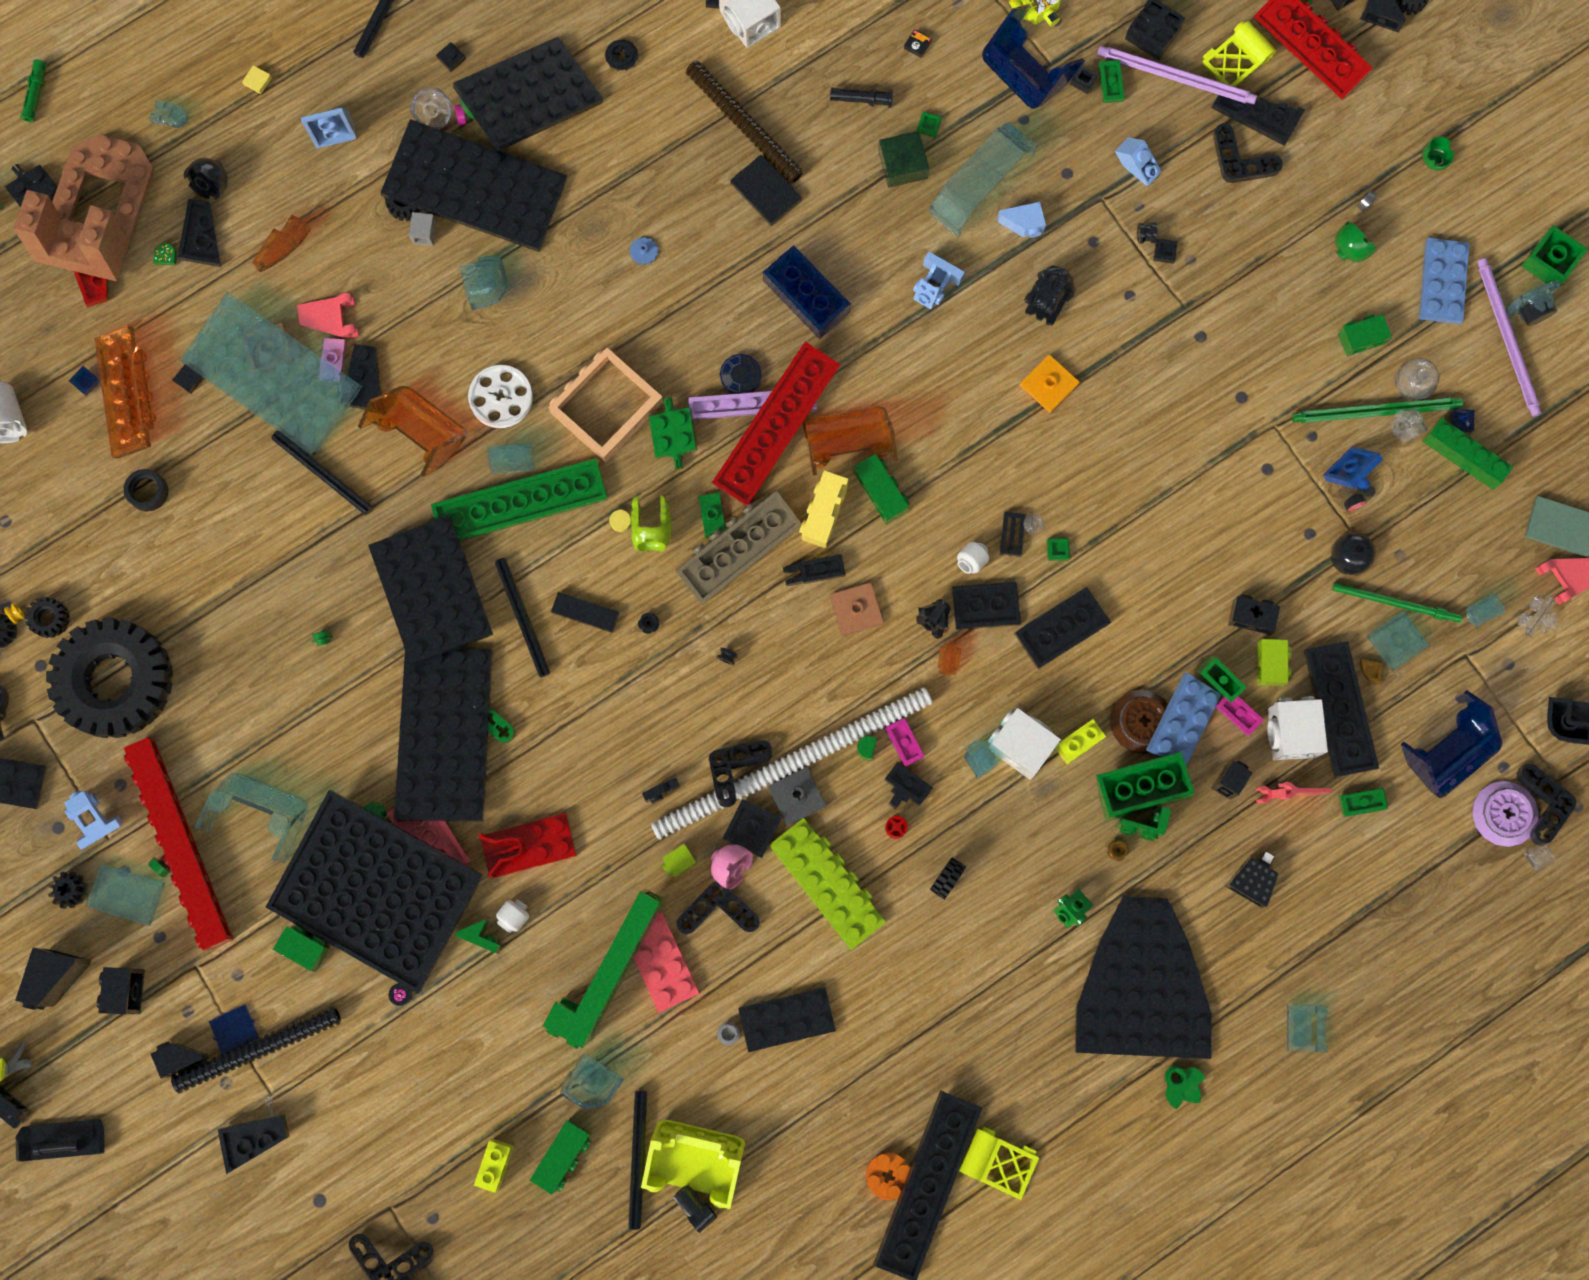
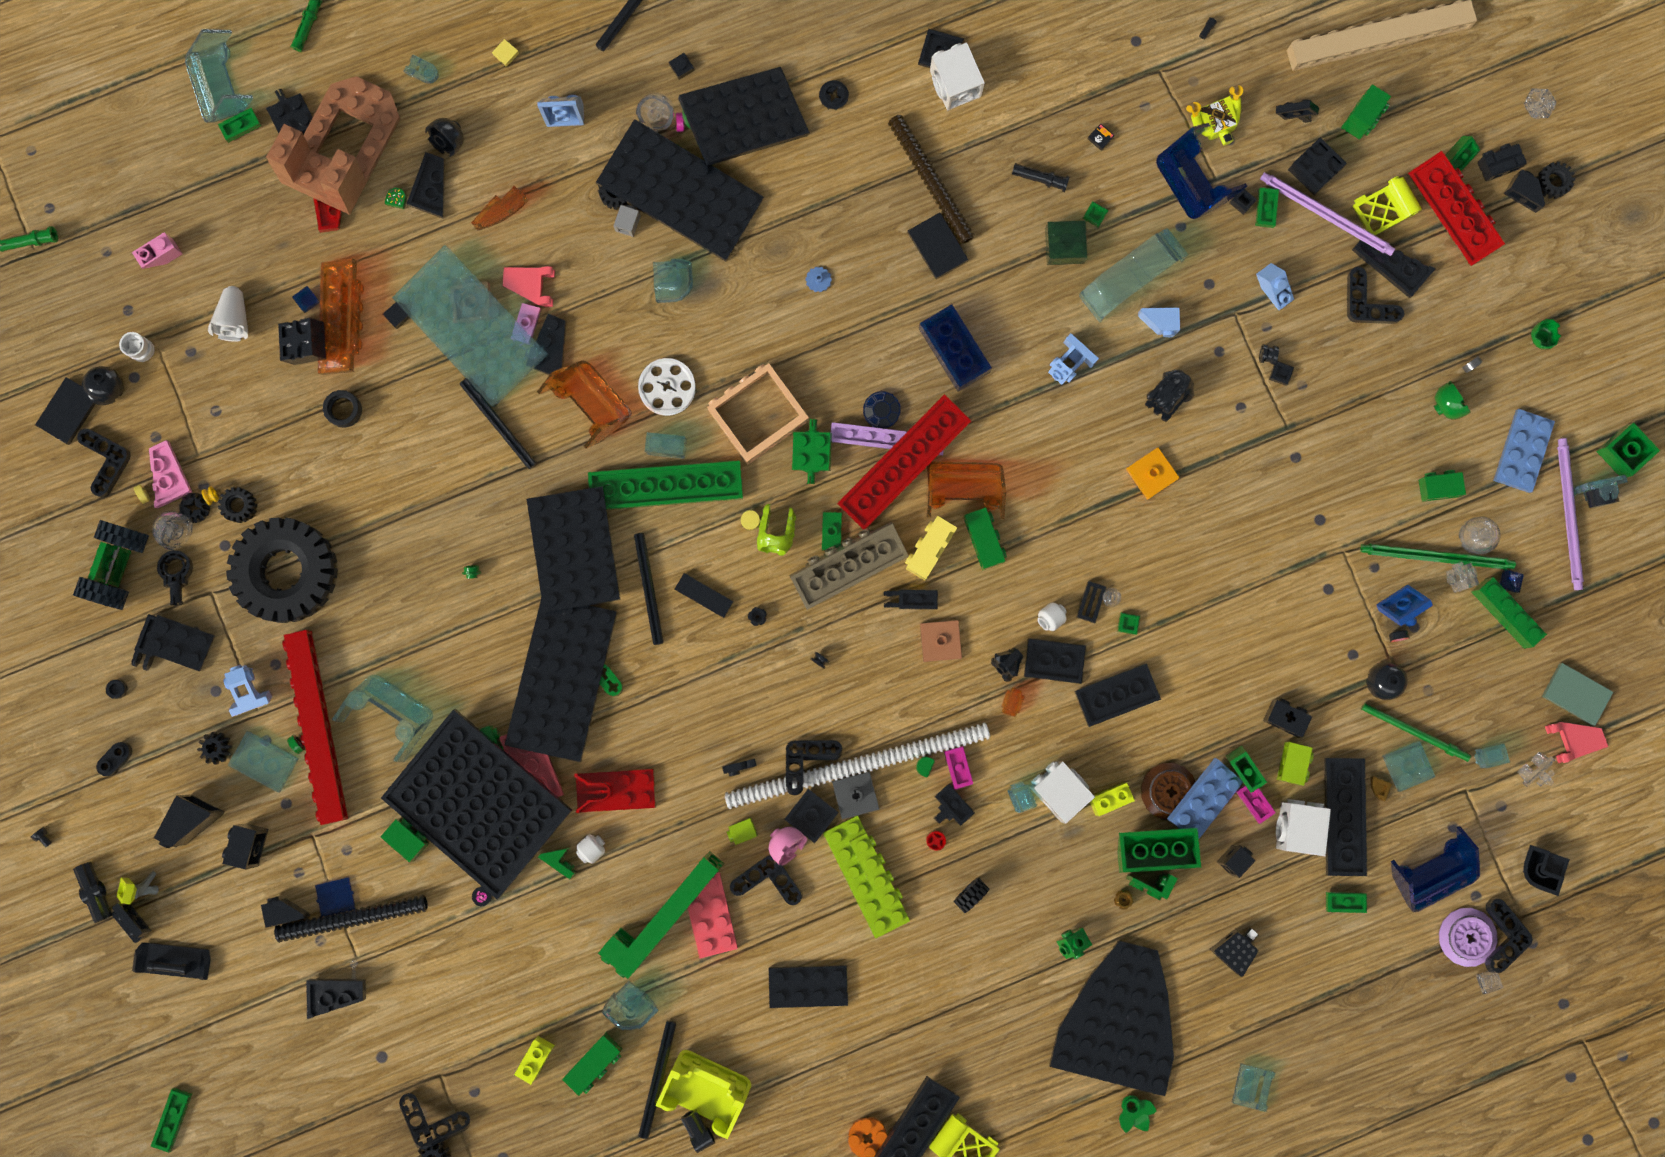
camera: 10 degrees right, 5 degrees up
(88, 425) = (302, 341): none -> black piece
(728, 1033) = (755, 988): light grey plate -> none
(1288, 792) = (1282, 881): coral flag -> none

